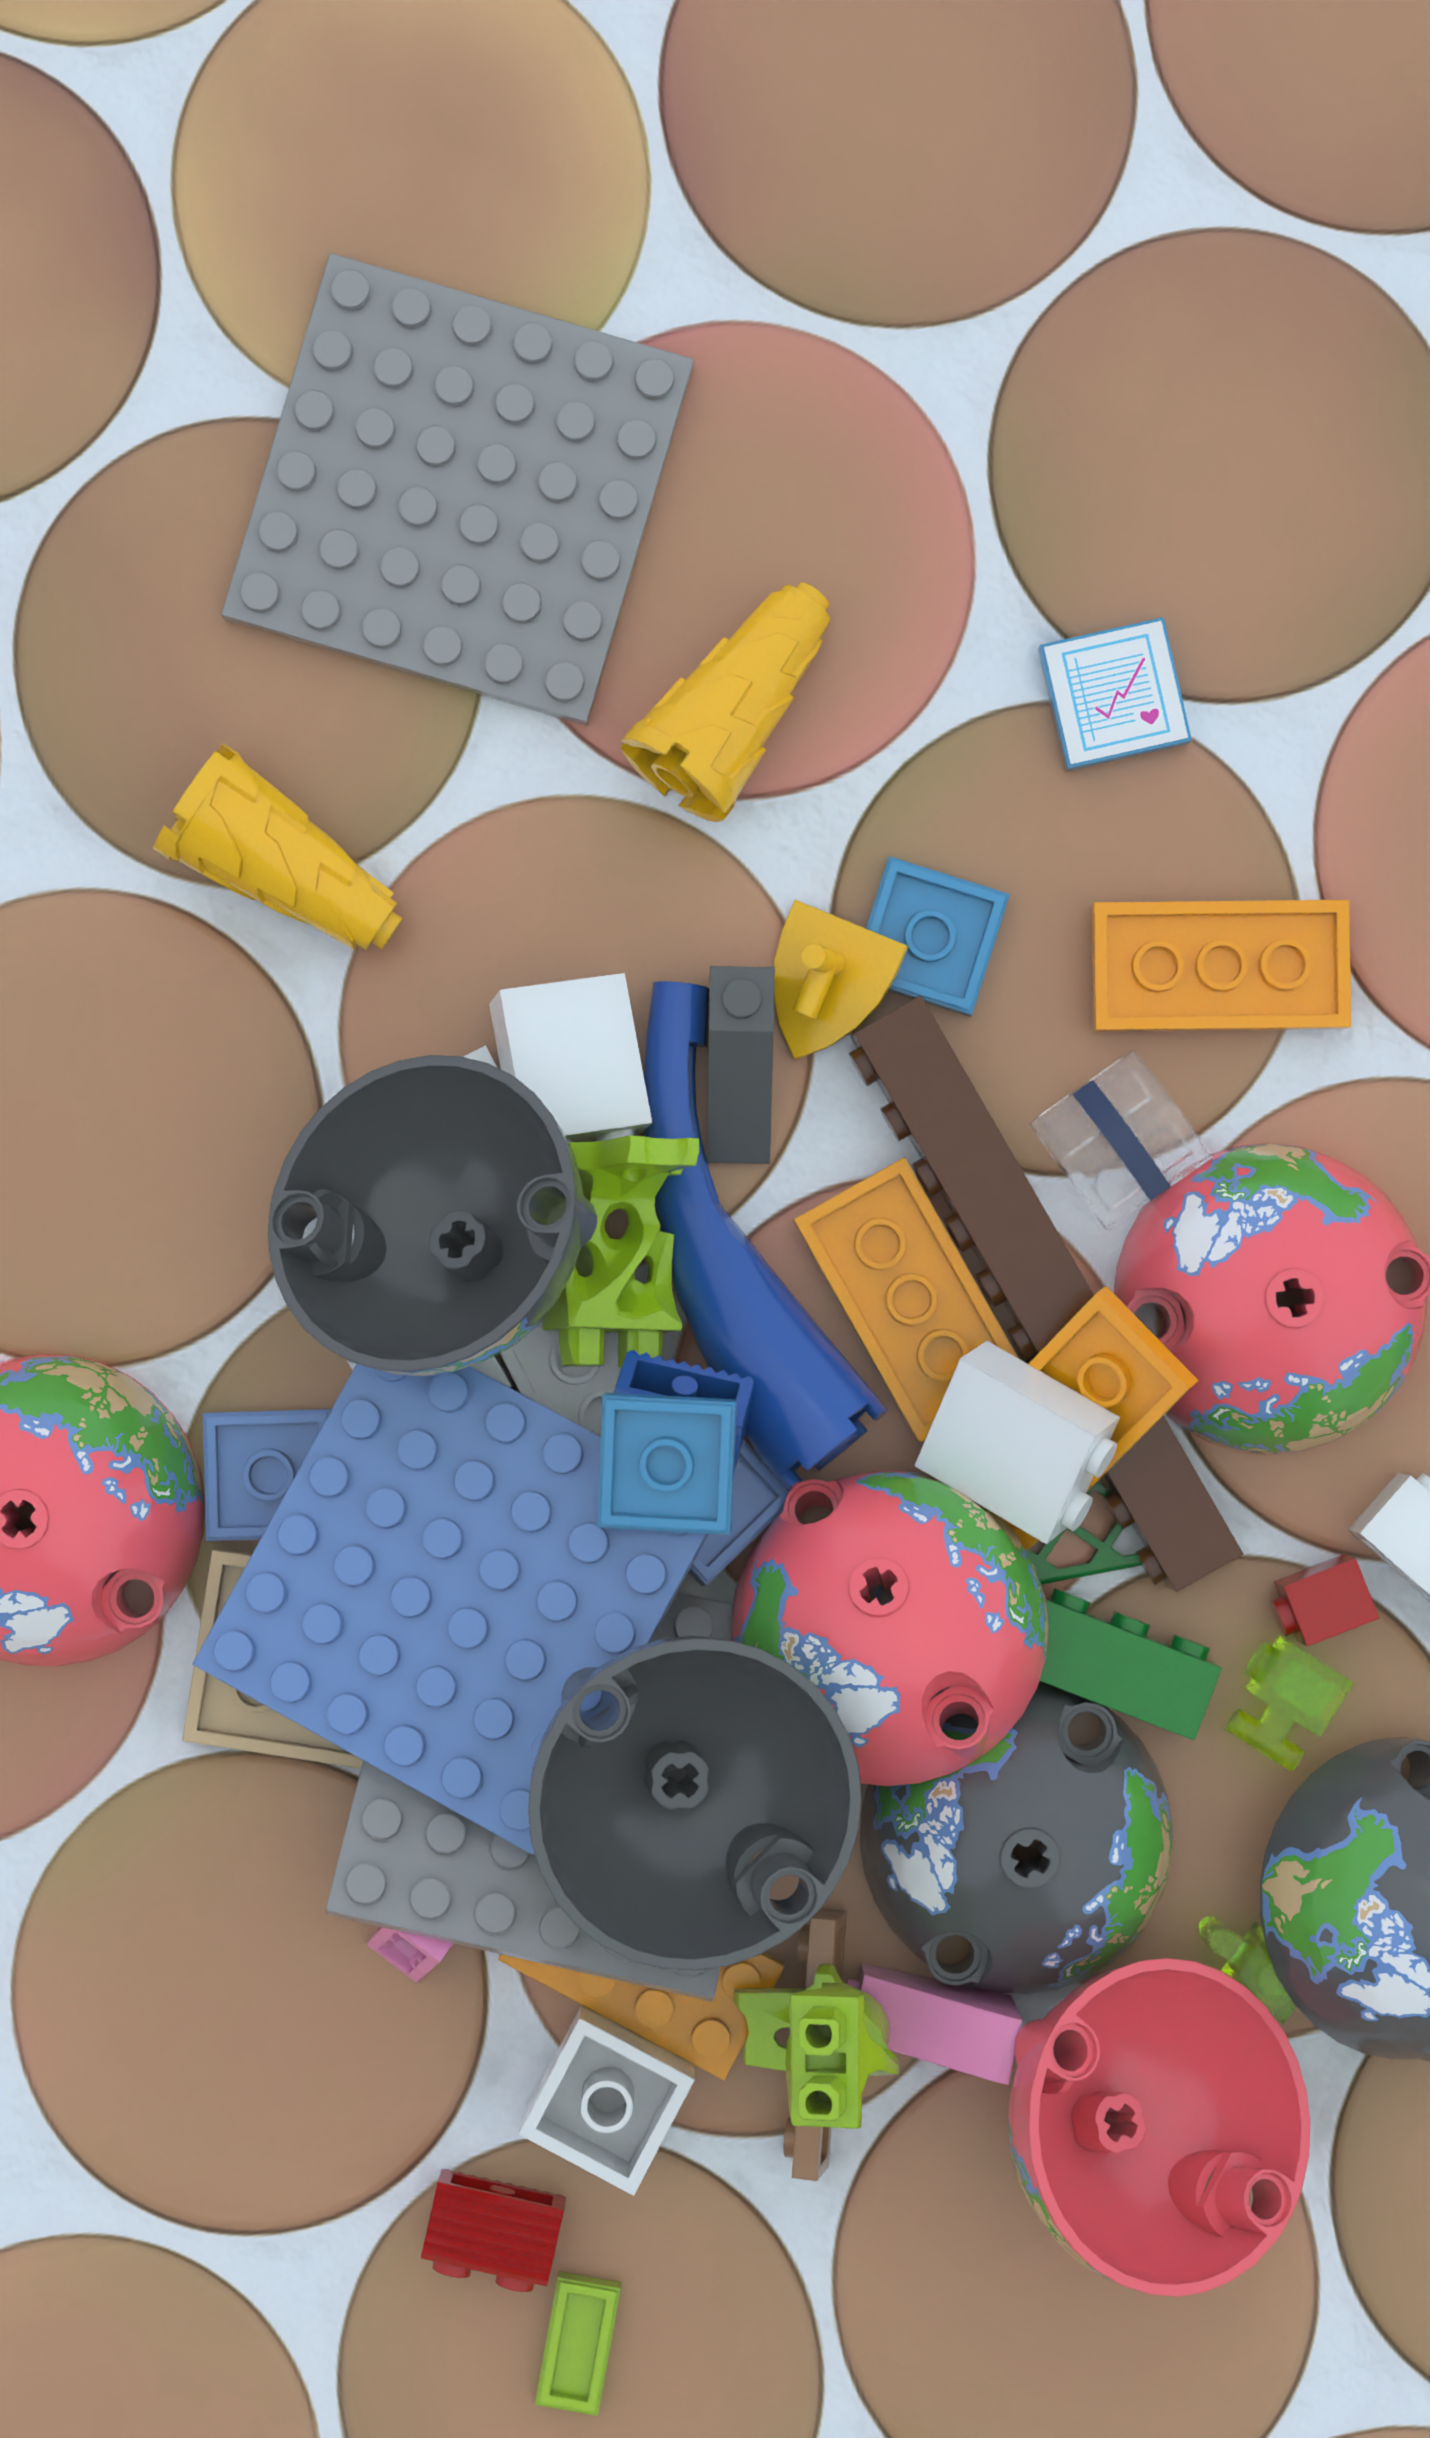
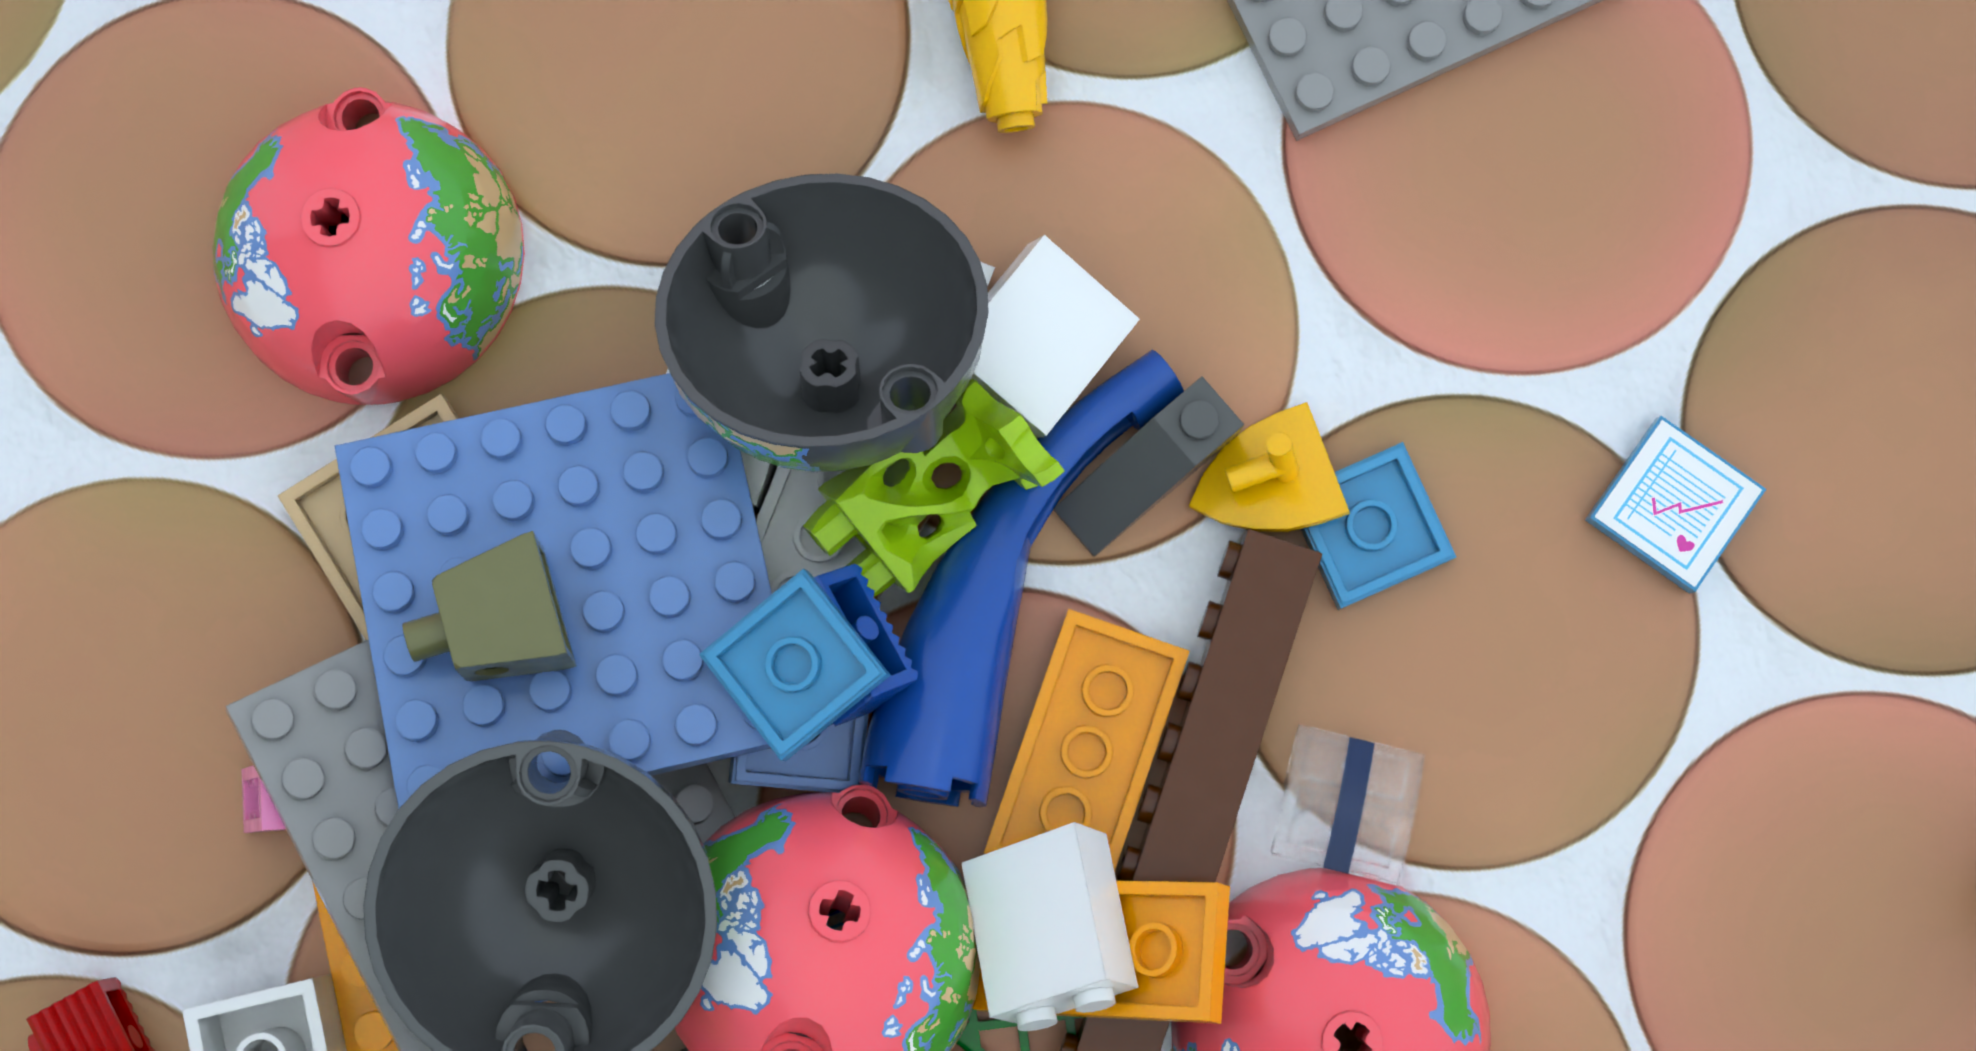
camera: 55 degrees right, 5 degrees down
(251, 1466) = (528, 365): medium blue tile -> none
(437, 1652) = (496, 615): none -> olive torso
(714, 723) = (1386, 224): yellow cone -> none
(1221, 965) = (1548, 765): light orange plate -> none

